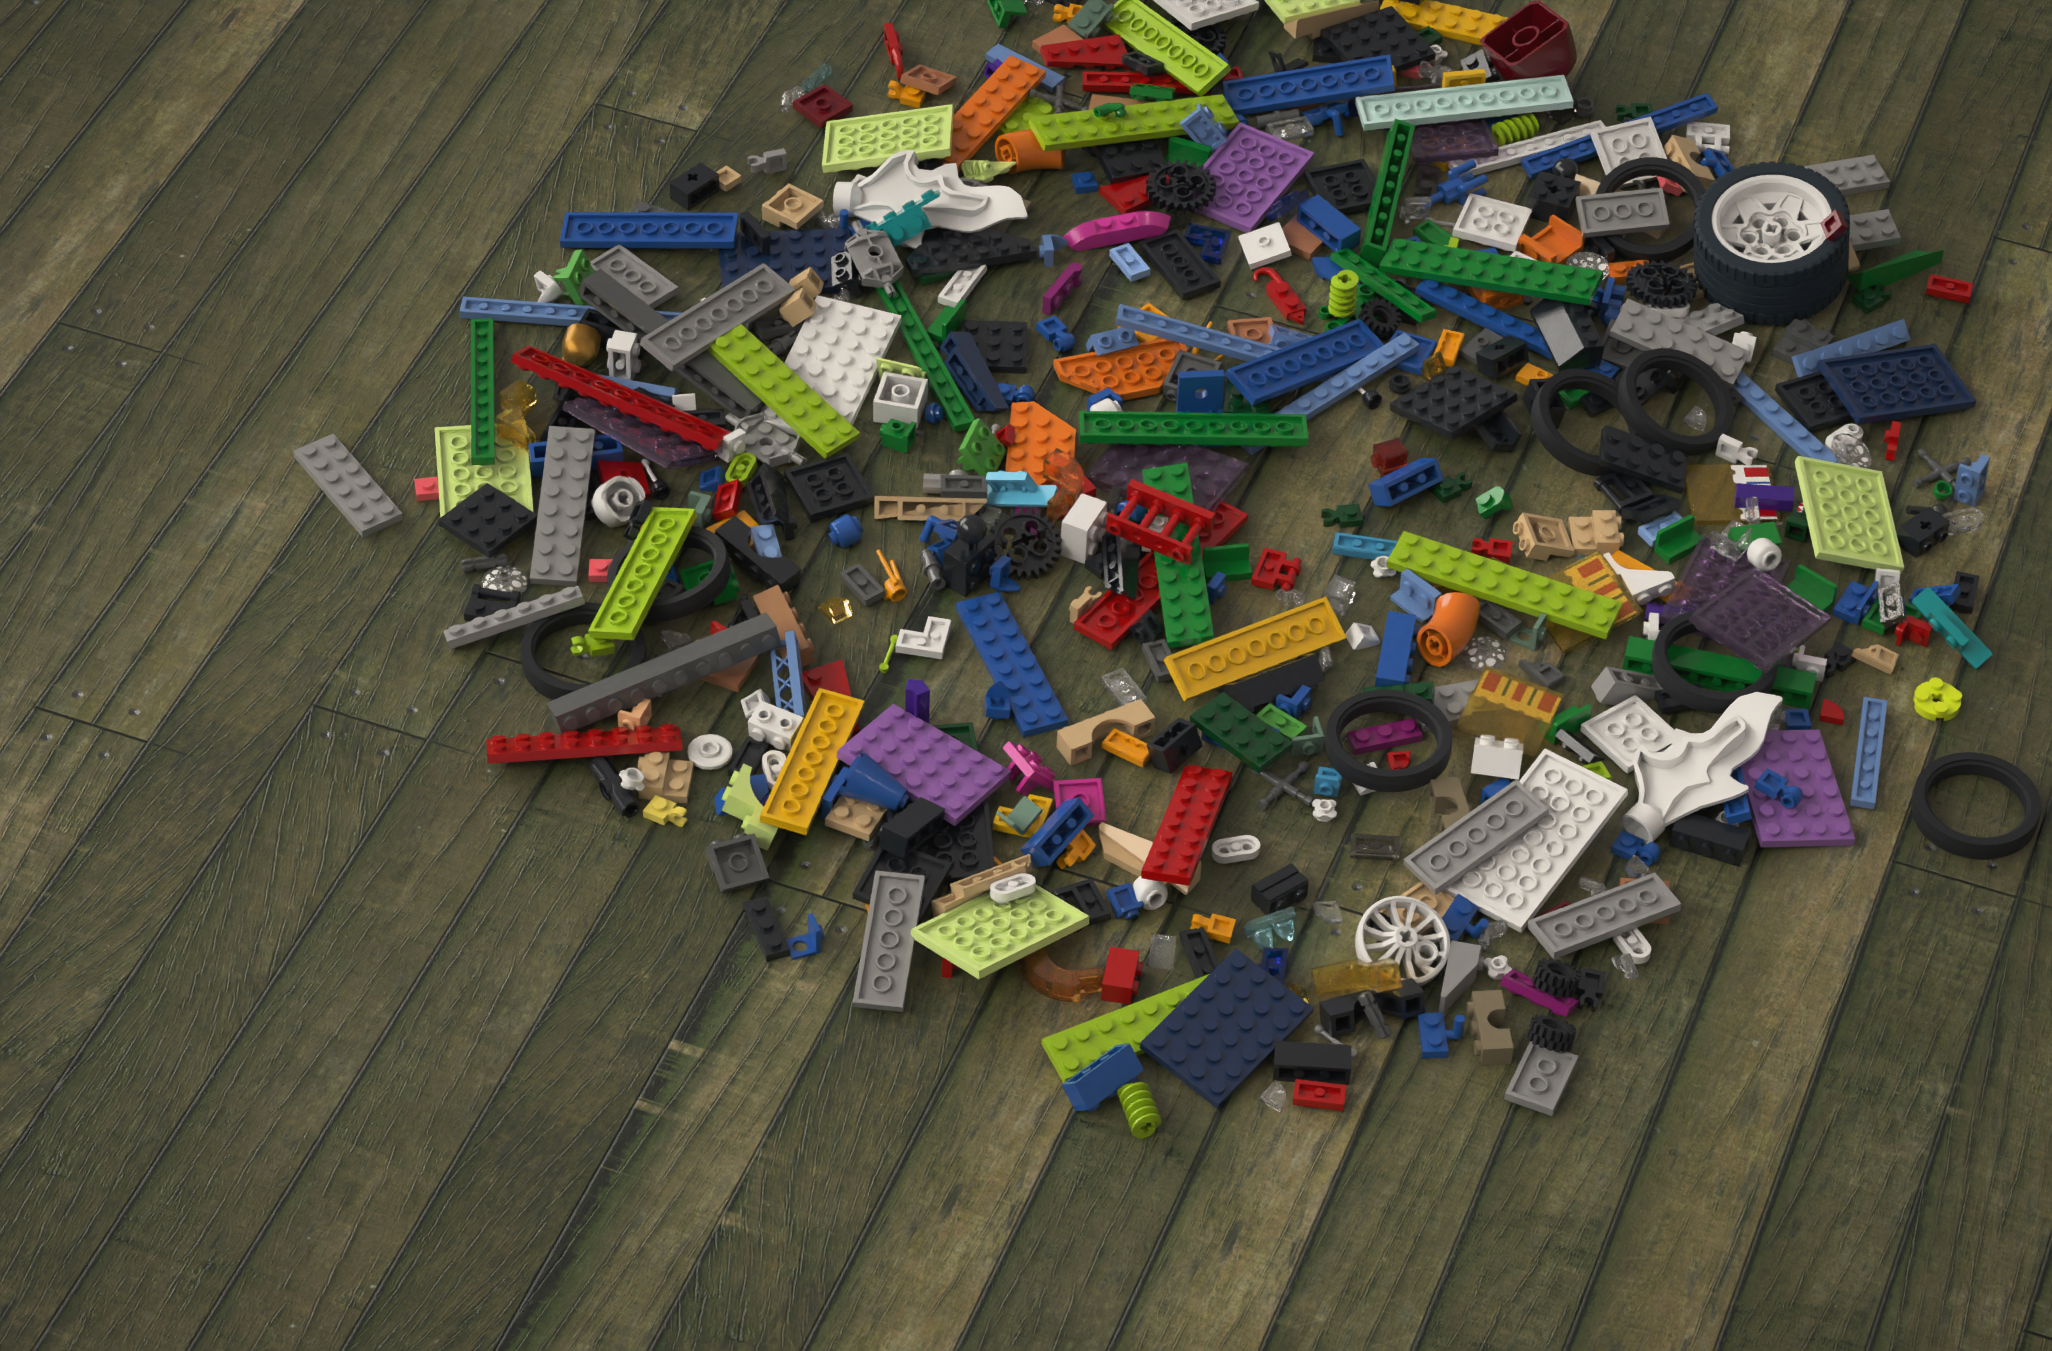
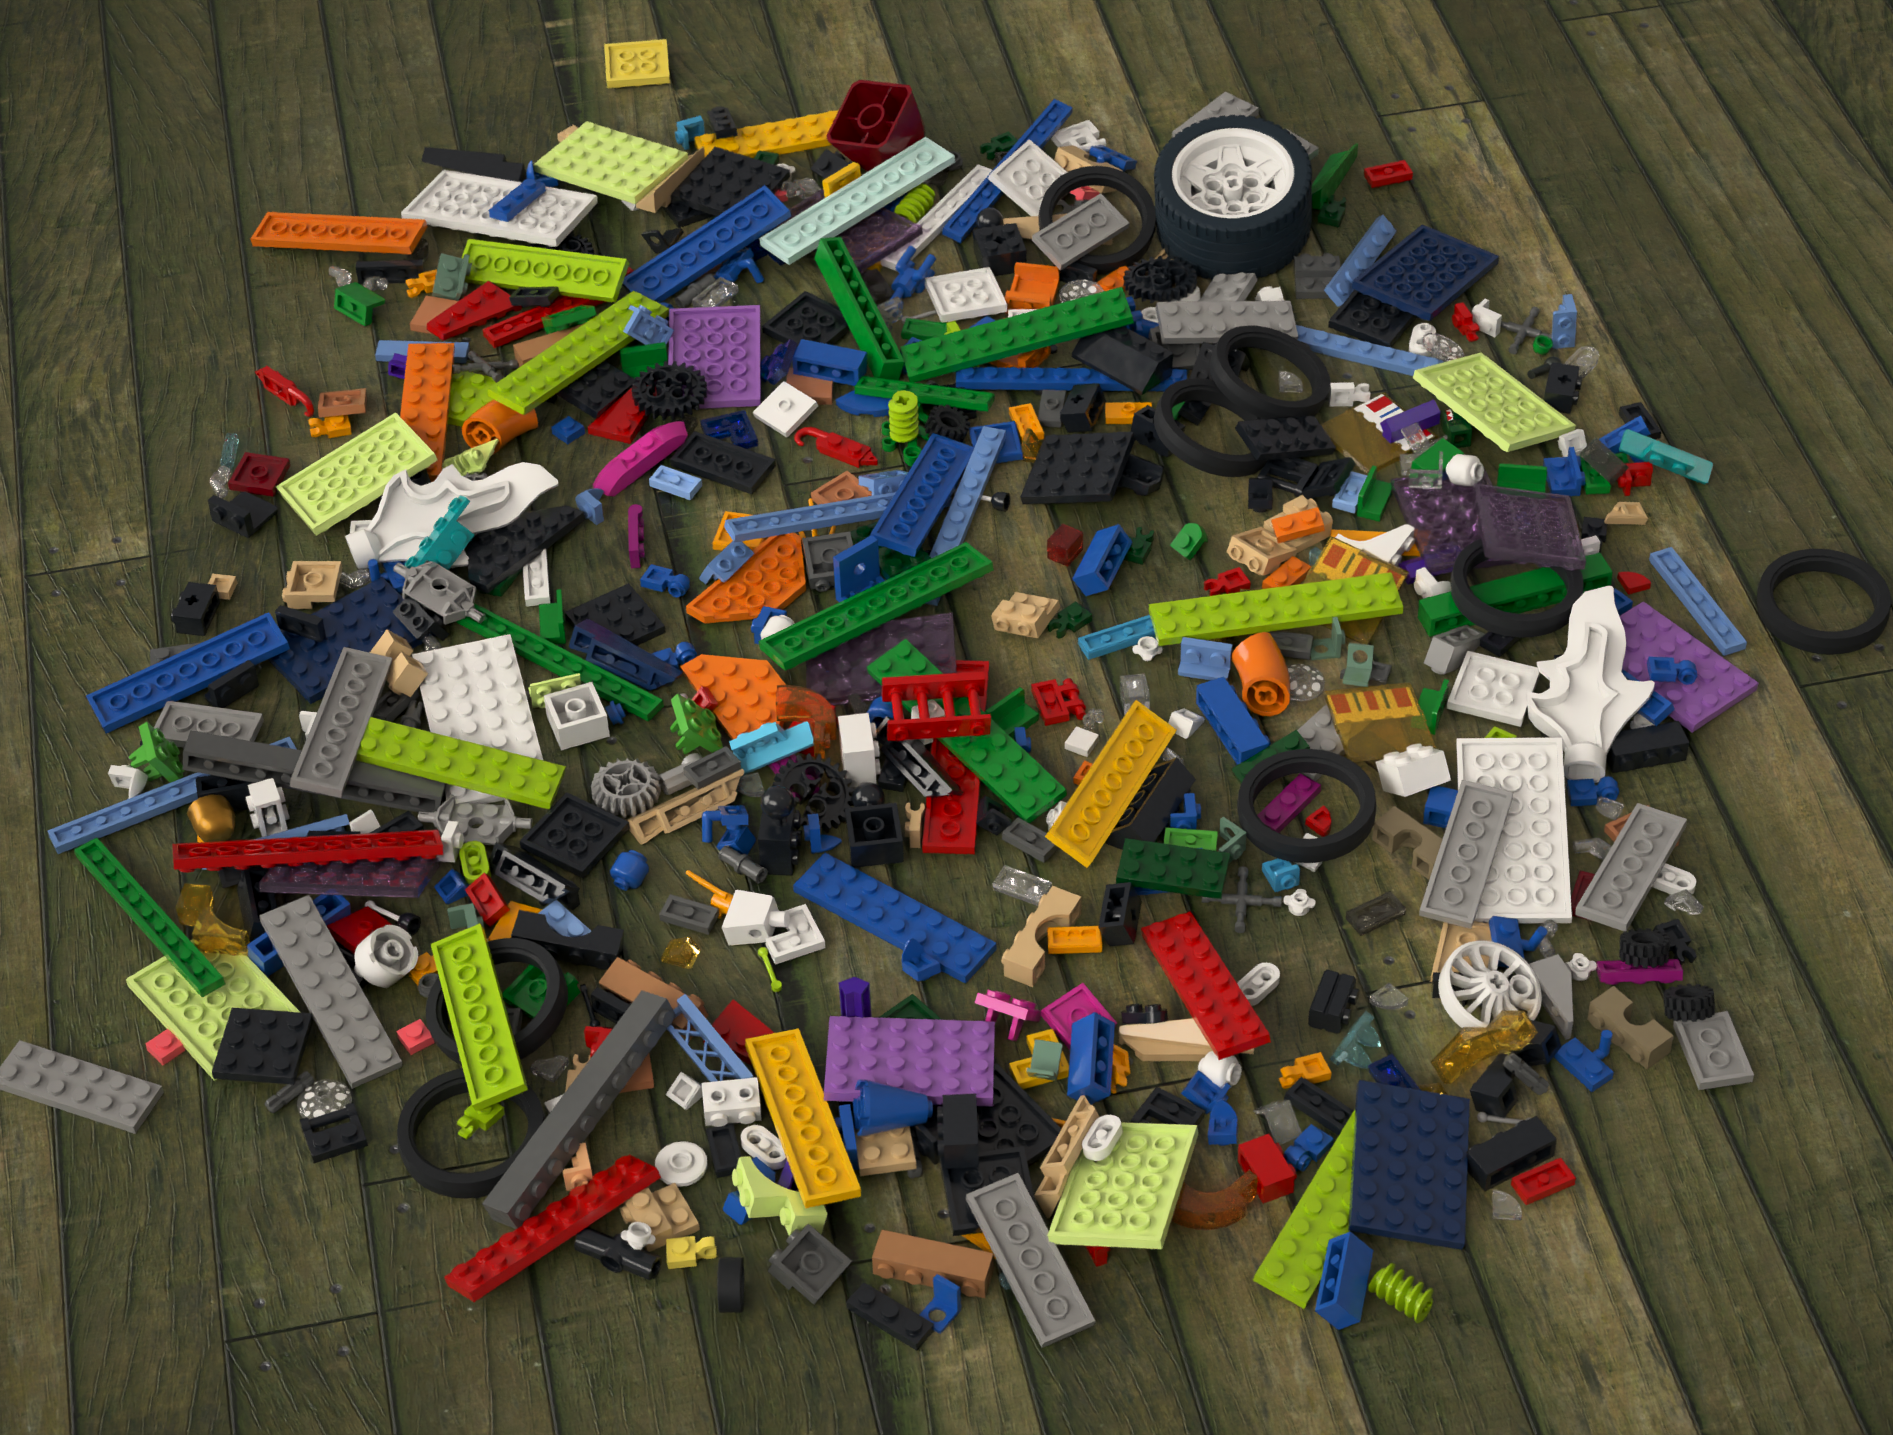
camera: 30 degrees left, 0 degrees up
(507, 619) = (372, 1133): light grey plate -> none
(637, 518) = (421, 961): black plate -> none
(669, 846) = (730, 1284): none -> black tyre
(673, 255) = (232, 685): none -> black bracket
(771, 161) = (254, 550): light grey plate -> none
(785, 131) = (242, 514): none -> black bracket
(838, 921) = (921, 1259): none -> medium nougat brick
(894, 471) = (626, 787): none -> light grey gear
(898, 435) = (598, 750): green brick -> none
(902, 609) = (752, 918): none -> white torso
(1046, 593) = (873, 828): none -> black brick
(1108, 108) = (554, 346): green arm -> none
(1116, 931) = (1222, 1124): none -> blue plate
(1127, 823) = (1138, 1015): none -> black plate
(1167, 978) = (1309, 1145): none -> blue plate
(1266, 608) = (1081, 741): none -> white tile
(1309, 494) = (1025, 614): none -> tan plate
(1400, 384) = (1013, 475): black plate -> none
(1530, 666) = (1358, 672): none -> sand green bracket
(1546, 566) = (1289, 573): none -> orange plate
(1573, 743) = (1474, 727): plate -> none
(1585, 494) = (1260, 494): none -> black bracket
(1585, 530) = (1298, 525): none -> orange plate
(1833, 225) = (1297, 152): dark red plate -> none
(1913, 446) = (1487, 320): none -> white bracket
(1938, 690) = (1697, 517): neon yellow plate -> none

